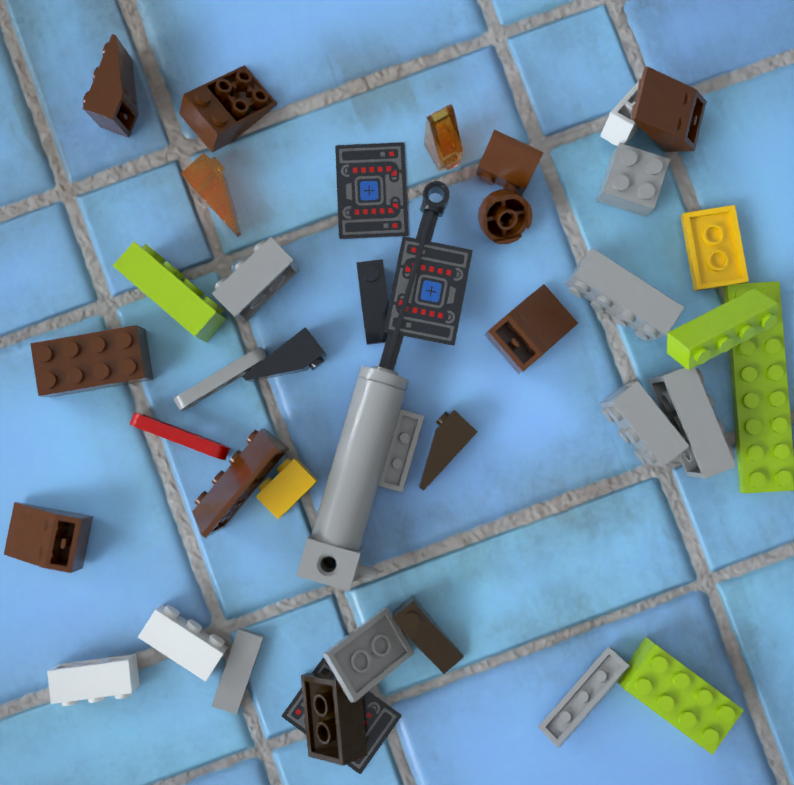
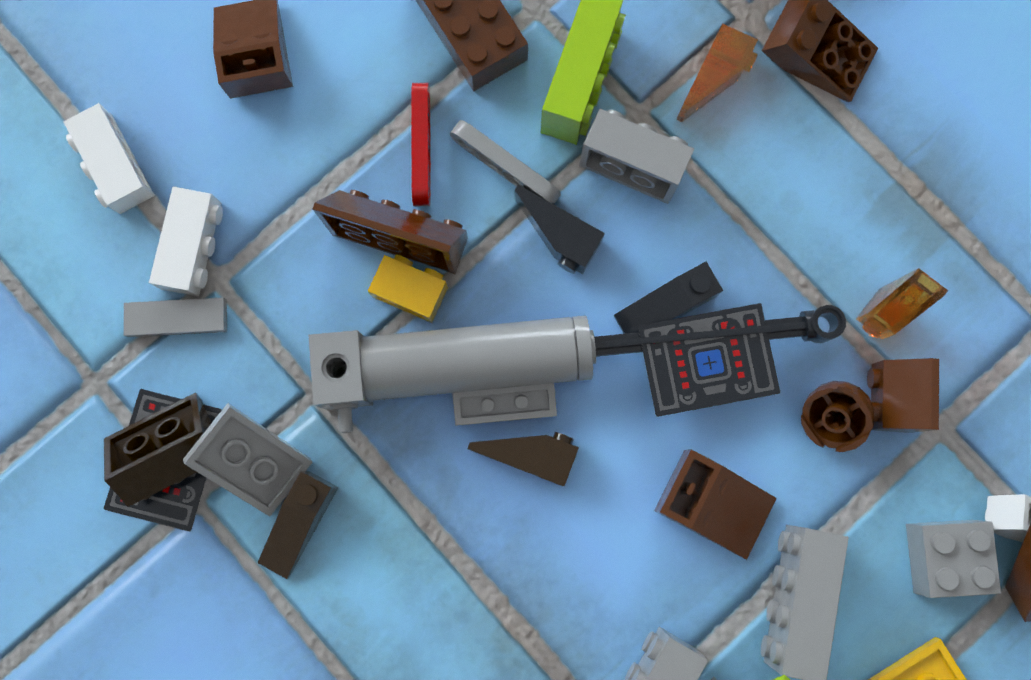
camera: 70 degrees right, 5 degrees down
(371, 190) = (797, 249): black sticker -> none

